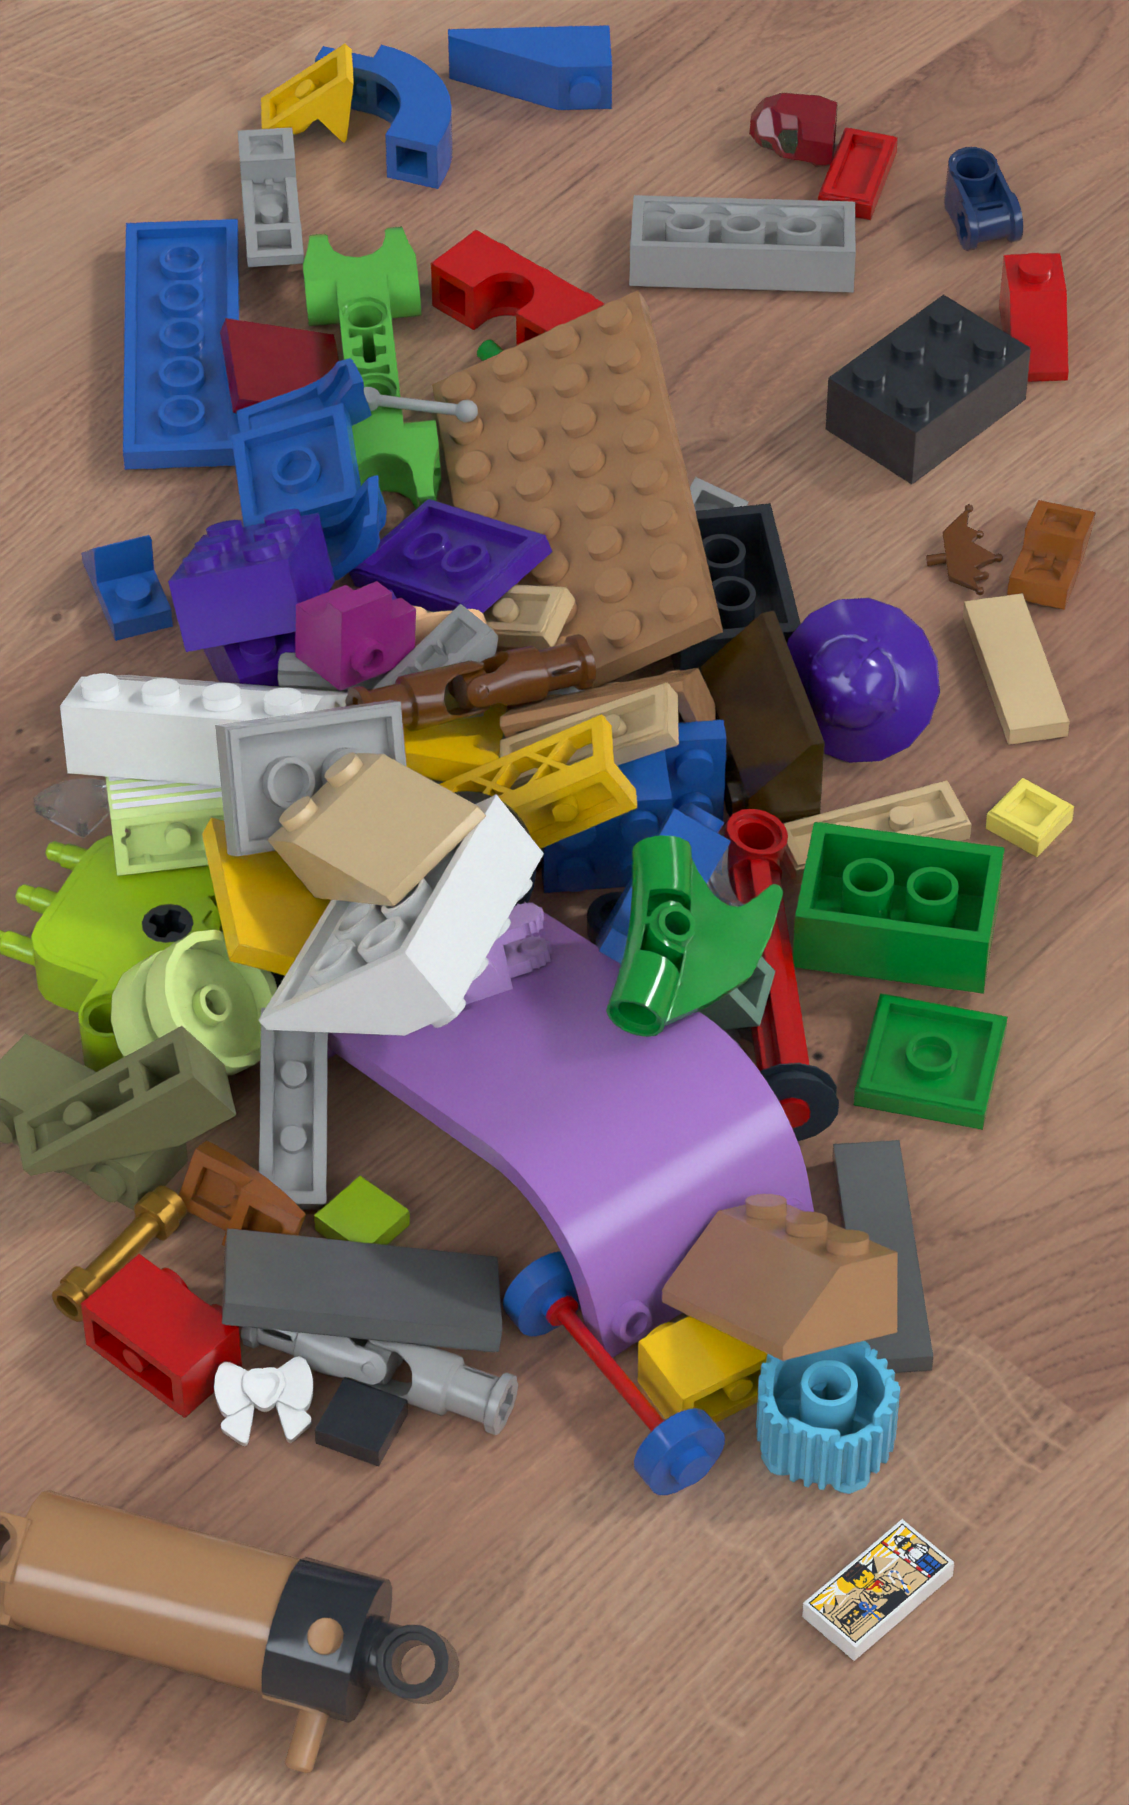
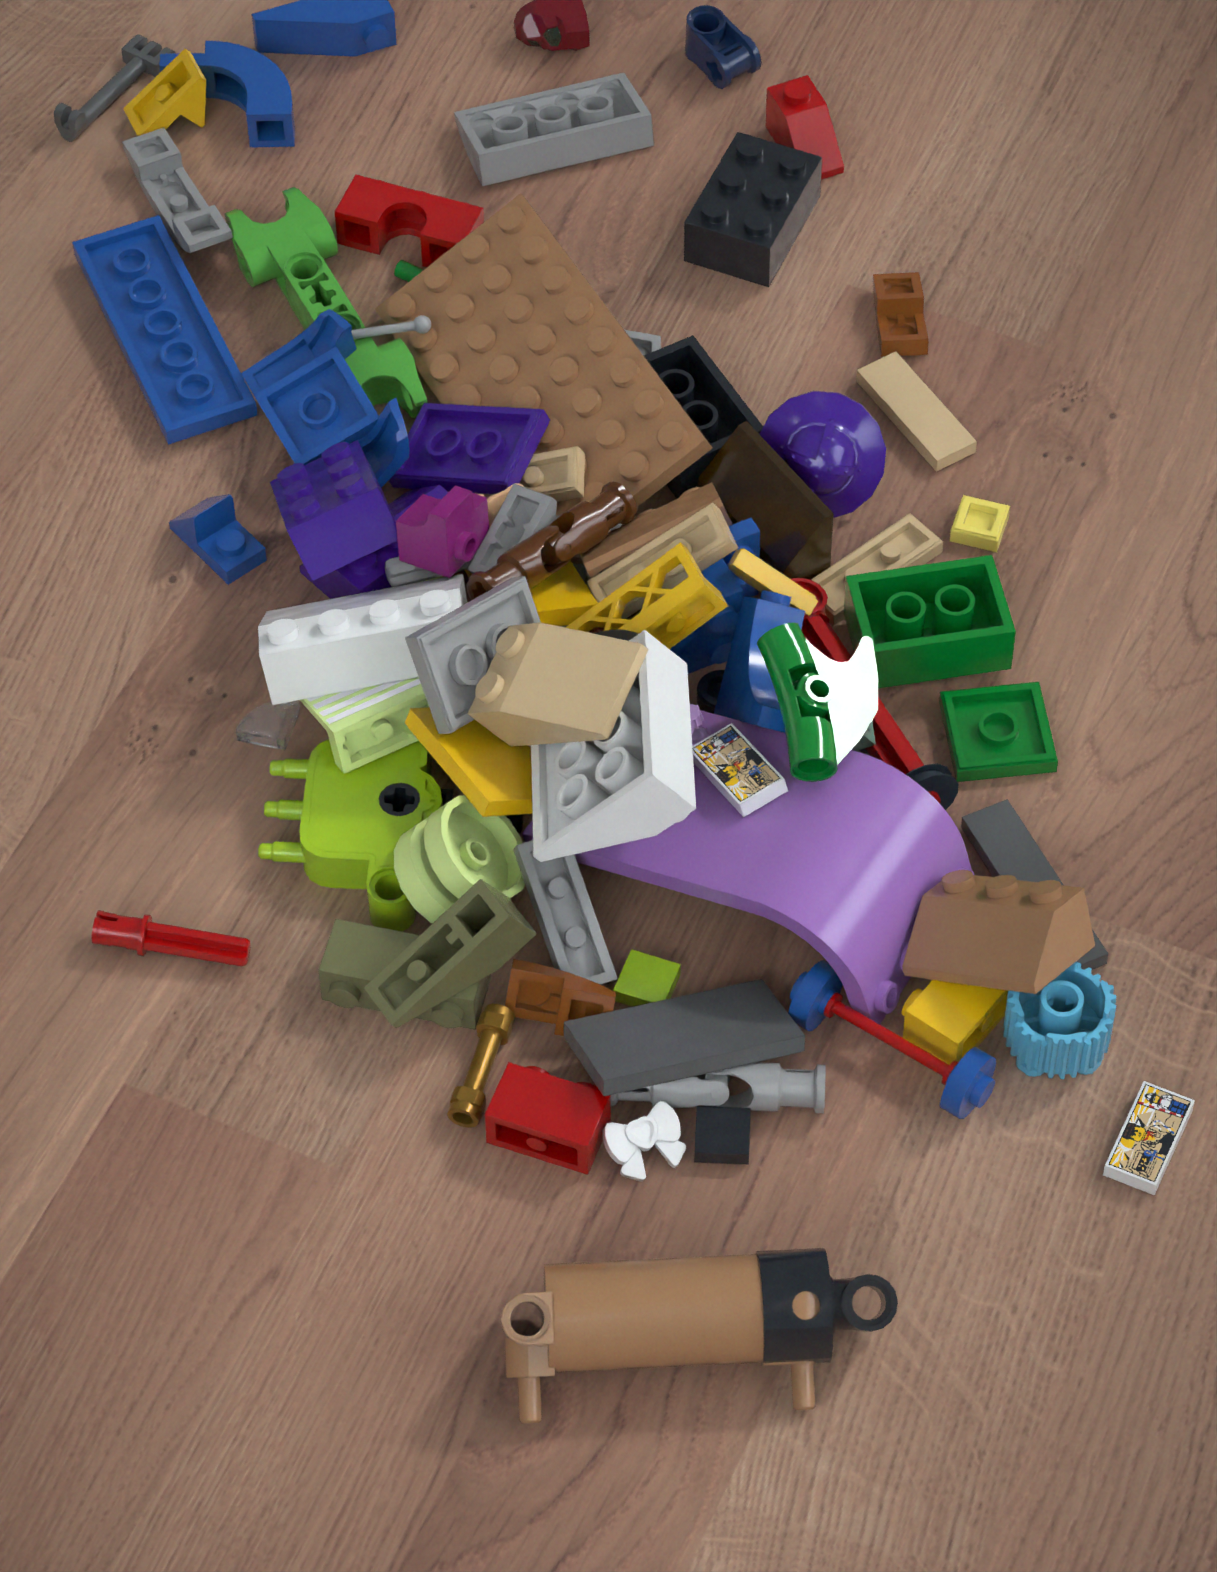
camera: 20 degrees left, 5 degrees up
(199, 100) = (139, 58): none -> dark grey hinge
(272, 360) = (250, 325): dark red tile -> none
(557, 997) = (738, 770): none -> tile
(711, 798) = (764, 577): none -> yellow tile
(859, 170) = (612, 45): red tile -> none
(963, 555) = (835, 333): reddish brown piece -> none

